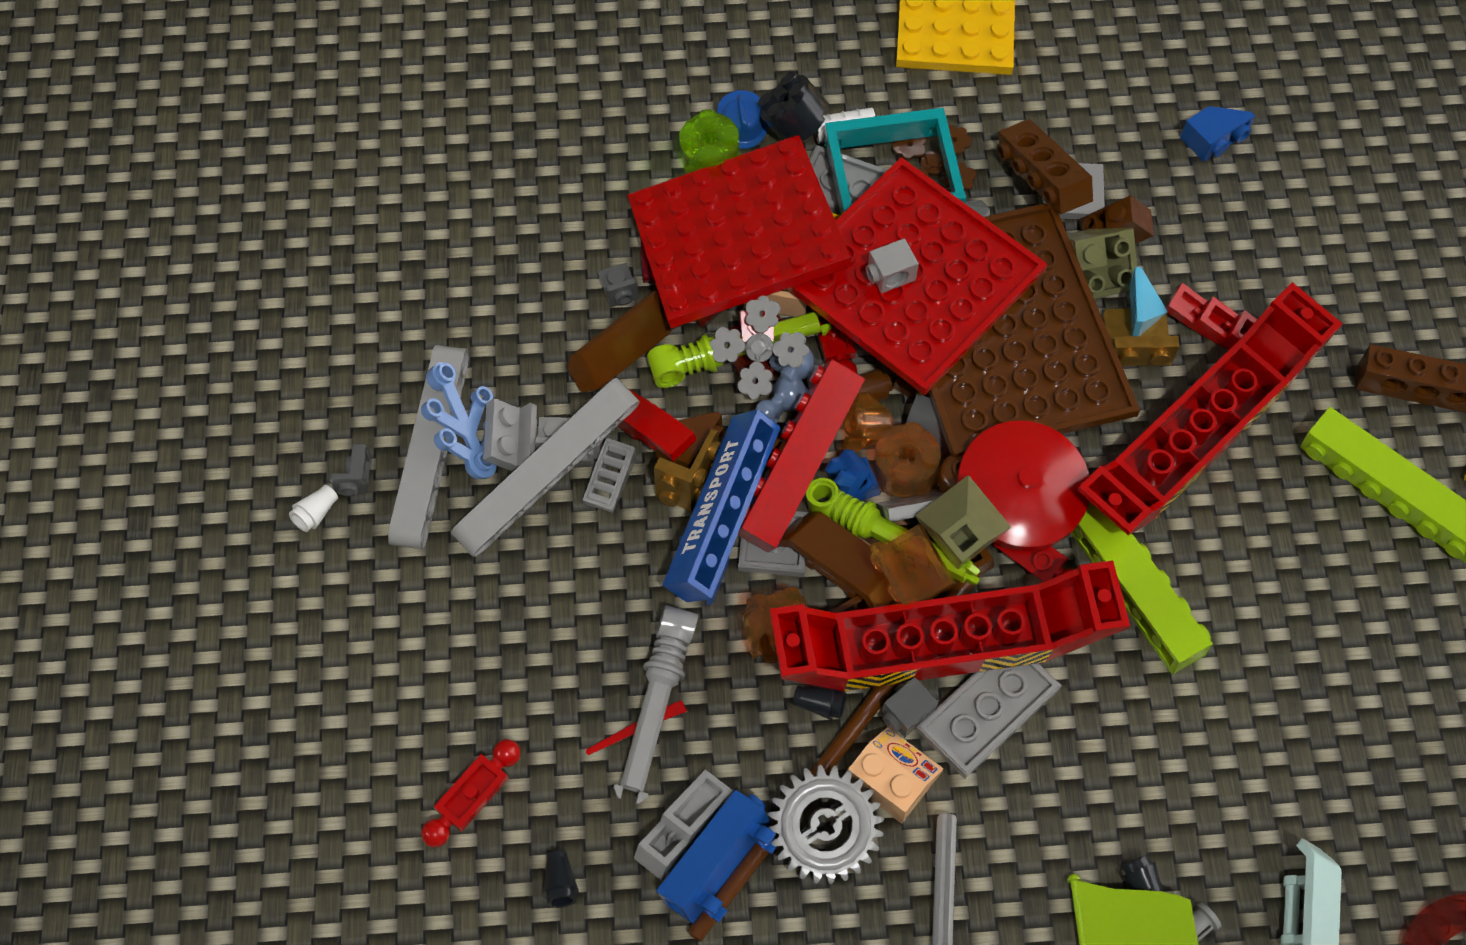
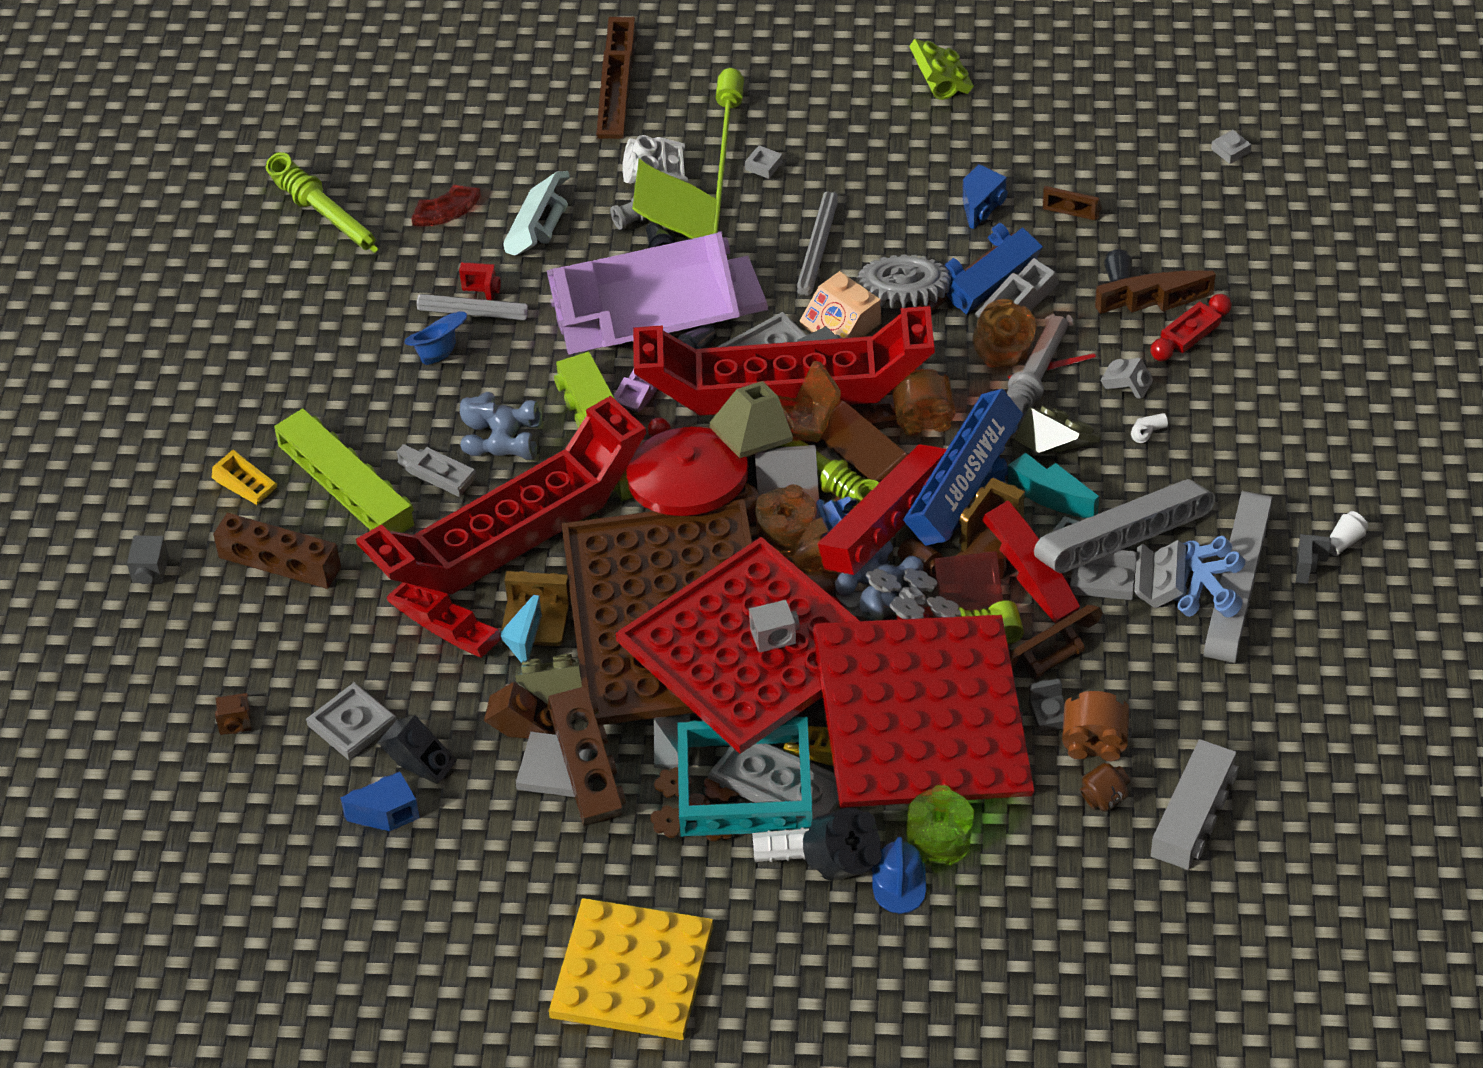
camera: 170 degrees left, 15 degrees down
(480, 194) = (1194, 804): none -> light grey brick
(500, 849) = (1160, 289): none -> reddish brown slope
(527, 639) = (1144, 427): none -> white arm
(547, 707) = (1128, 373): none -> light grey bracket
(562, 201) = (1105, 787): none -> reddish brown head
(572, 247) = (1095, 726): none -> dark orange brick
(623, 609) = (1052, 432): none -> olive slope
(627, 536) = (1052, 487): none -> teal slope
(694, 736) = (1004, 333): none -> clear orange brick
(705, 396) = (969, 580): none -> clear red tile
(1059, 714) = (699, 337): none -> black cone
(1108, 655) = (634, 392): none -> lavender slope
(1128, 780) = (656, 286): none -> lavender panel
(1205, 182) = (417, 749): none -> black slope
(1245, 561) = (505, 423): none -> sand blue animal
(1277, 218) = (351, 721): none -> light grey tile
(1300, 504) = (437, 469): none -> light grey hinge
(1342, 752) = (472, 306): none -> light grey axle
(1351, 792) = (480, 279): none -> red bracket
(1369, 681) = (437, 339): none -> blue piece
(1390, 210) = (233, 714): none -> reddish brown bracket

